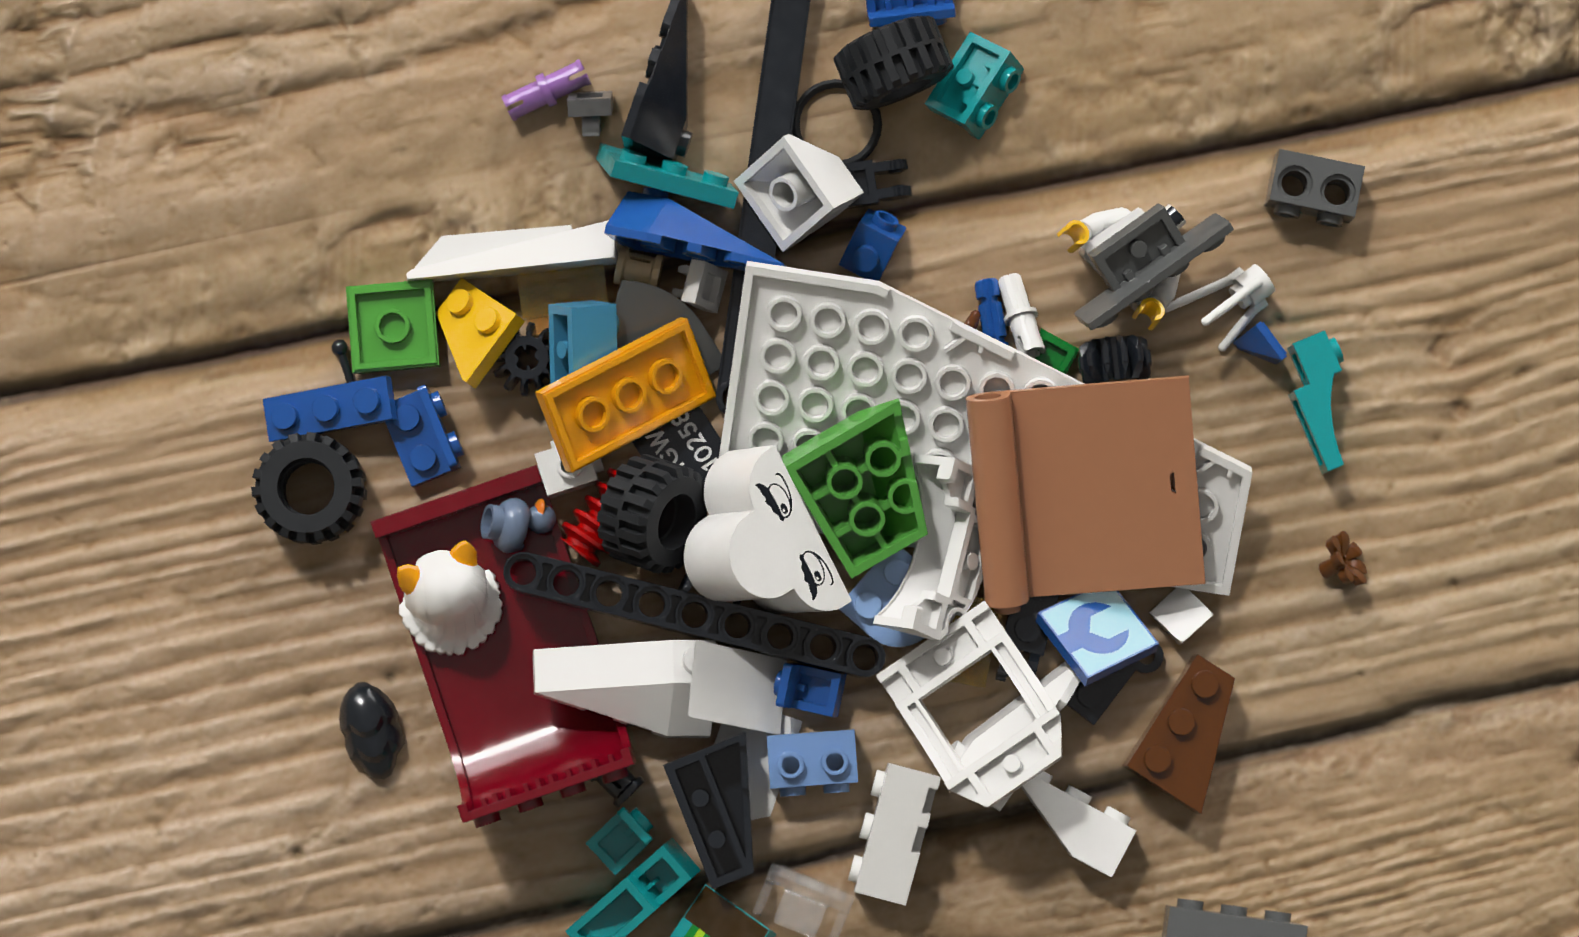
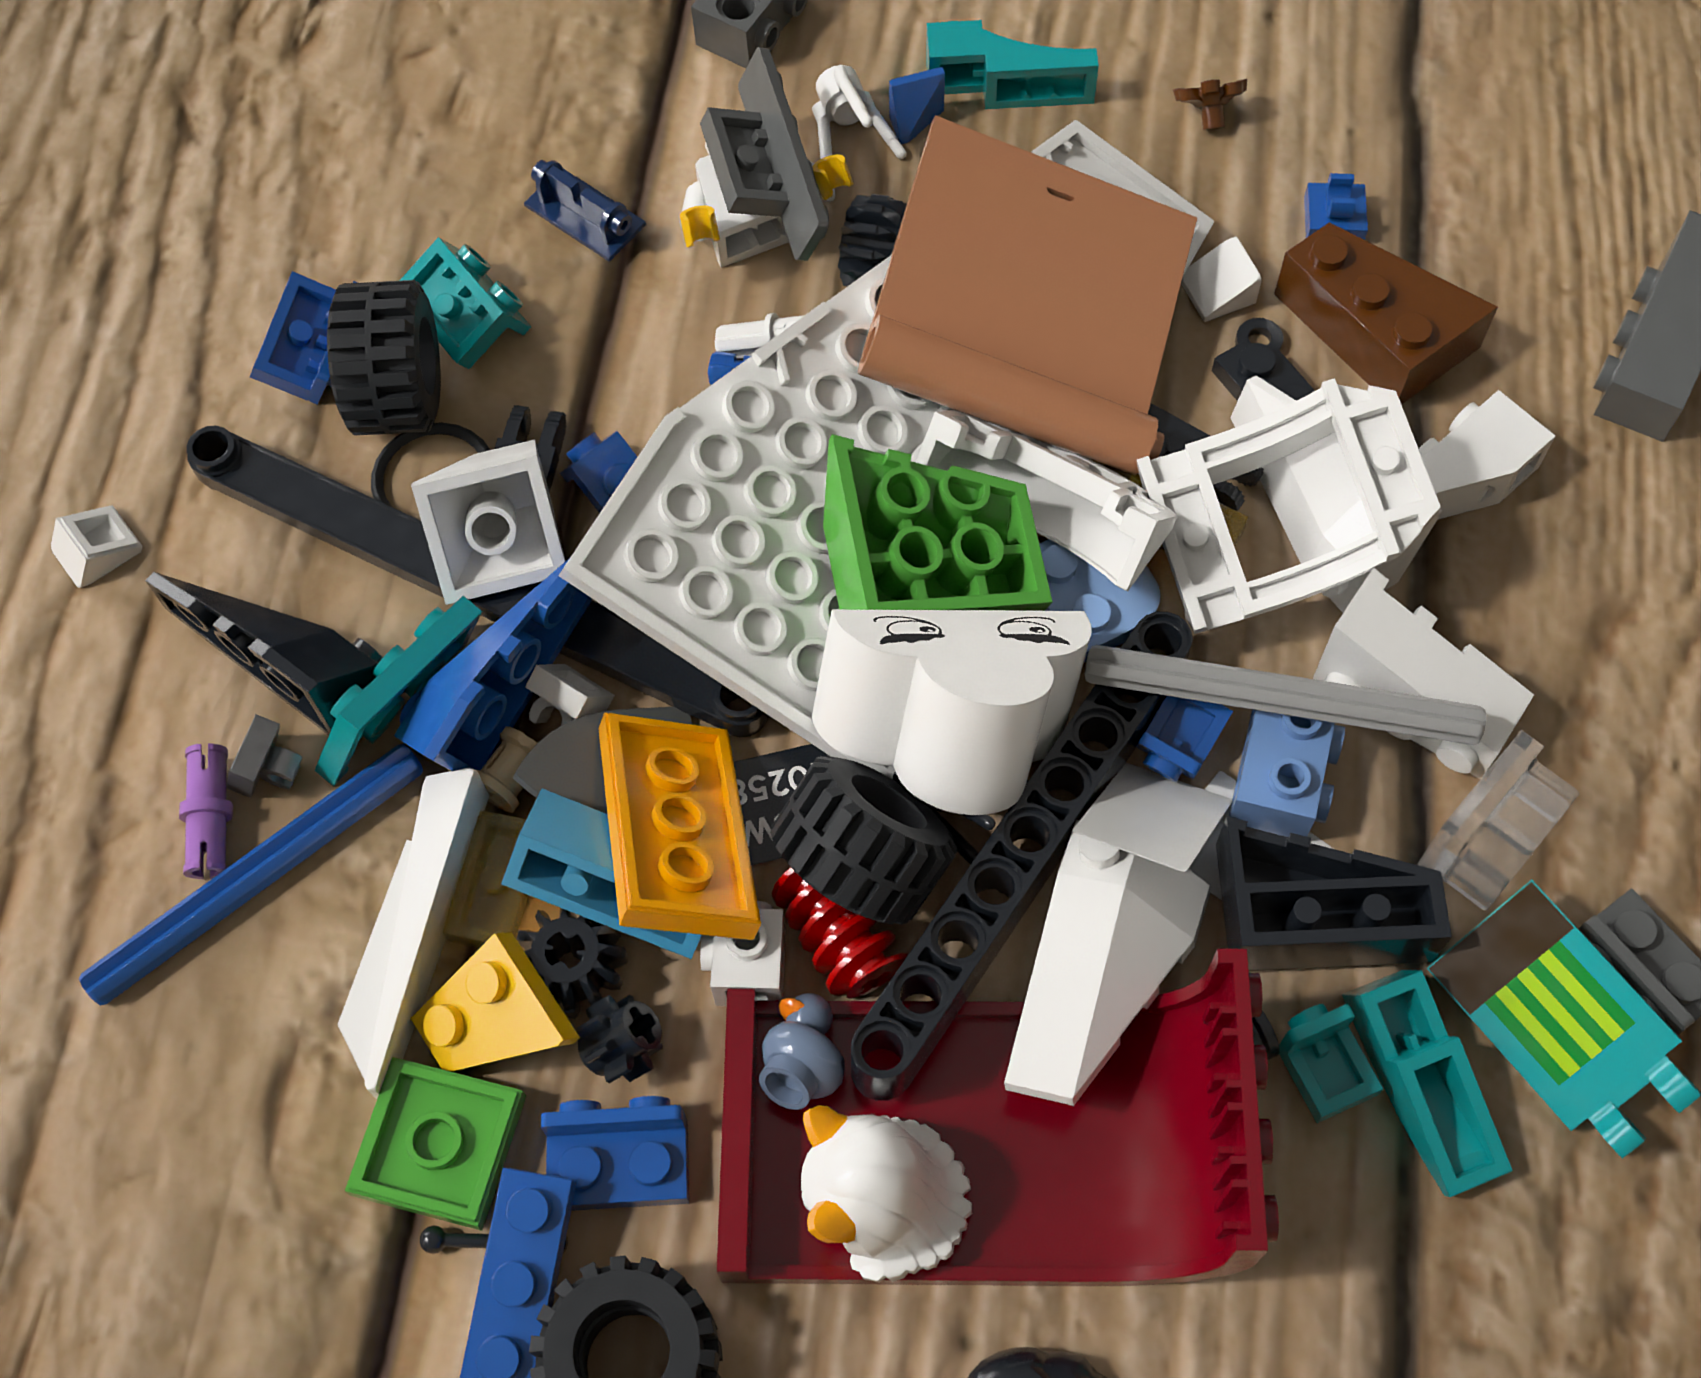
camera: 70 degrees left, 20 degrees down
(489, 410) = (619, 1038): none -> black gear
(516, 136) = (250, 875): none -> blue axle
(840, 744) = (1286, 694): none -> light grey axle
(1085, 137) = (581, 210): none -> dark blue hinge
(1096, 634) = (1220, 362): tile -> none
(1274, 681) = (1337, 203): none -> blue tile

